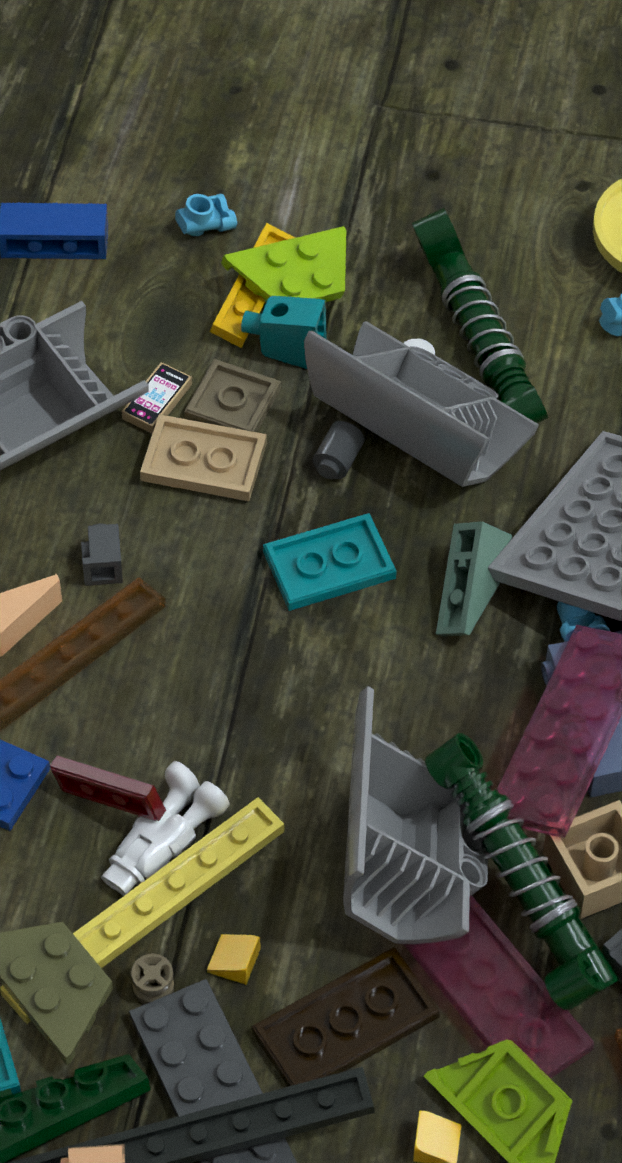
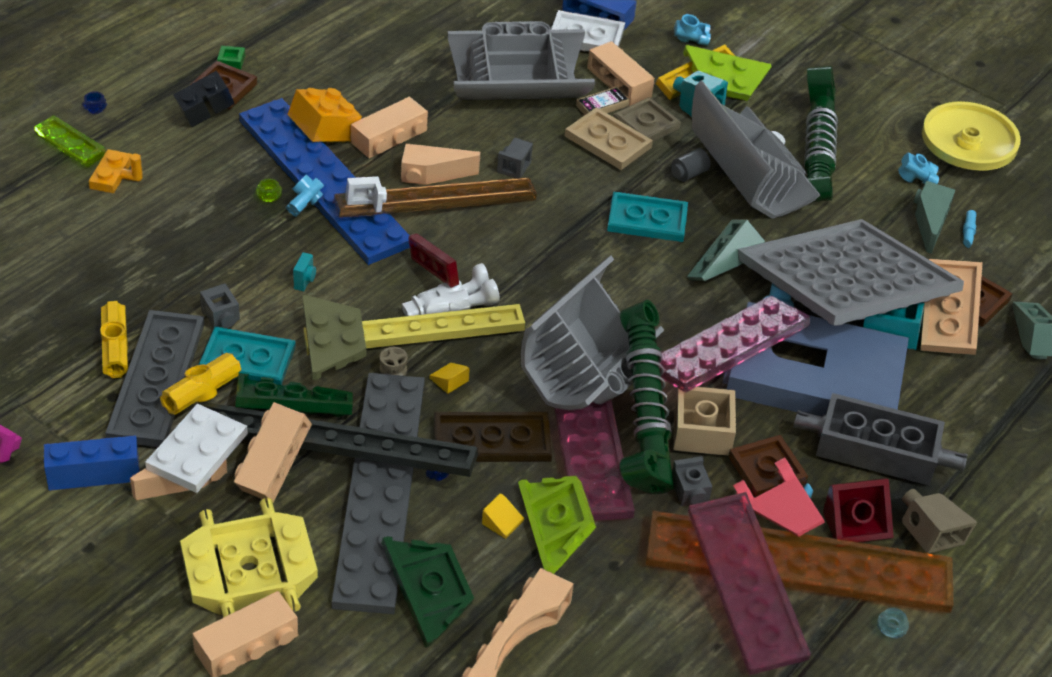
camera: 25 degrees right, 10 degrees down
(58, 282) = (597, 30): none -> white plate
(153, 335) = (620, 71): none -> light nougat brick

